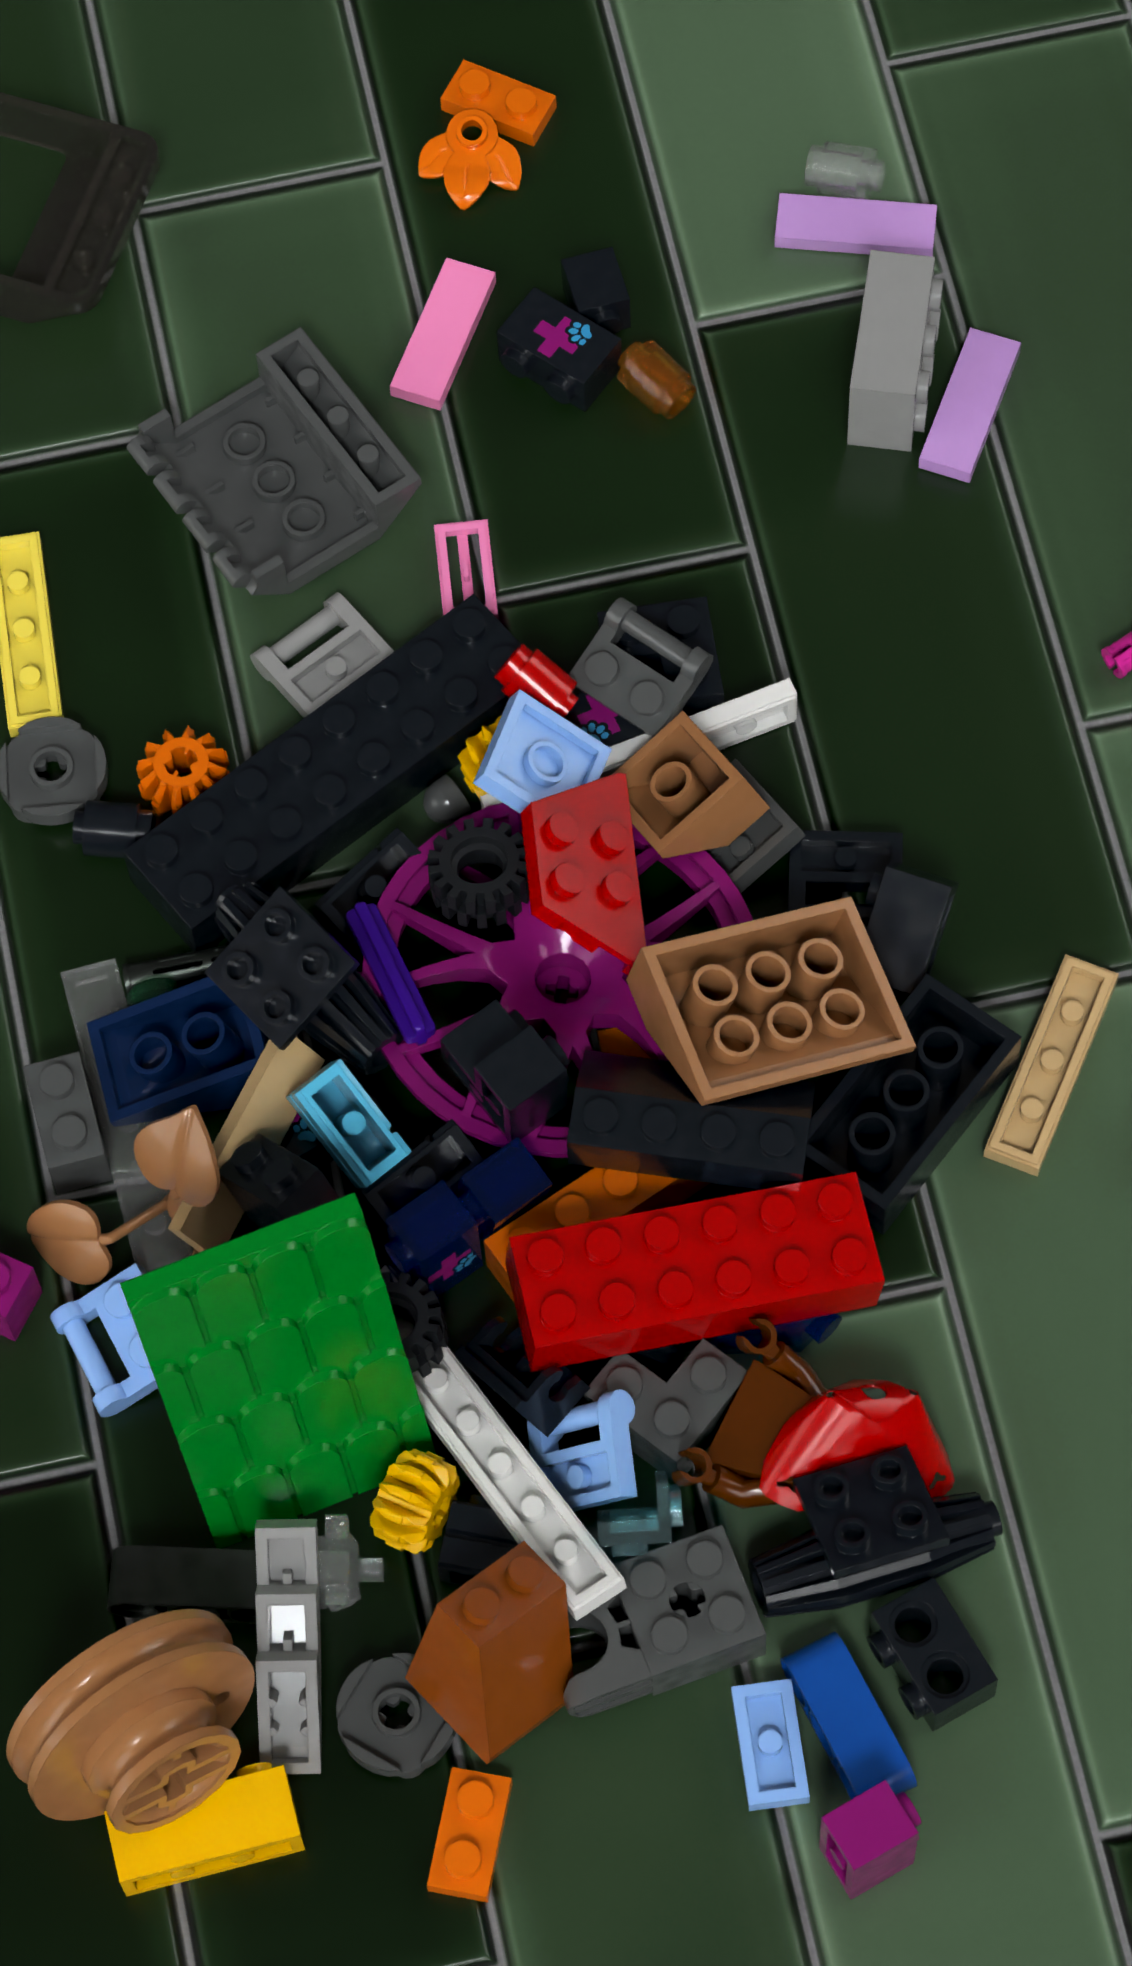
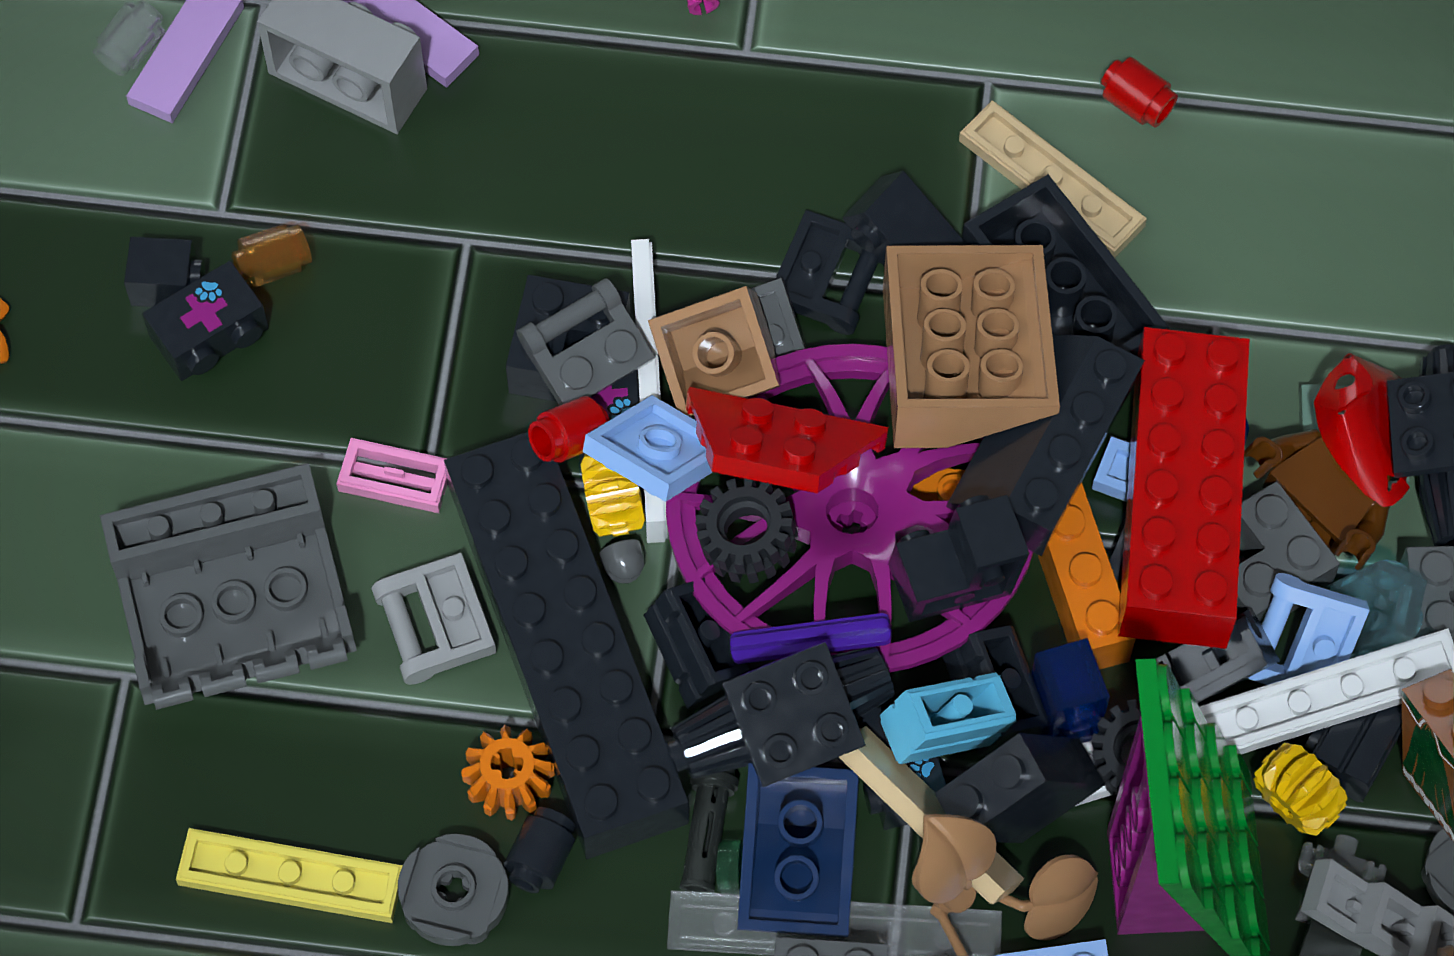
camera: 75 degrees left, 0 degrees up
(443, 334) = (136, 415): bright pink tile -> none
(503, 1188) = (1045, 612): clear blue brick -> none

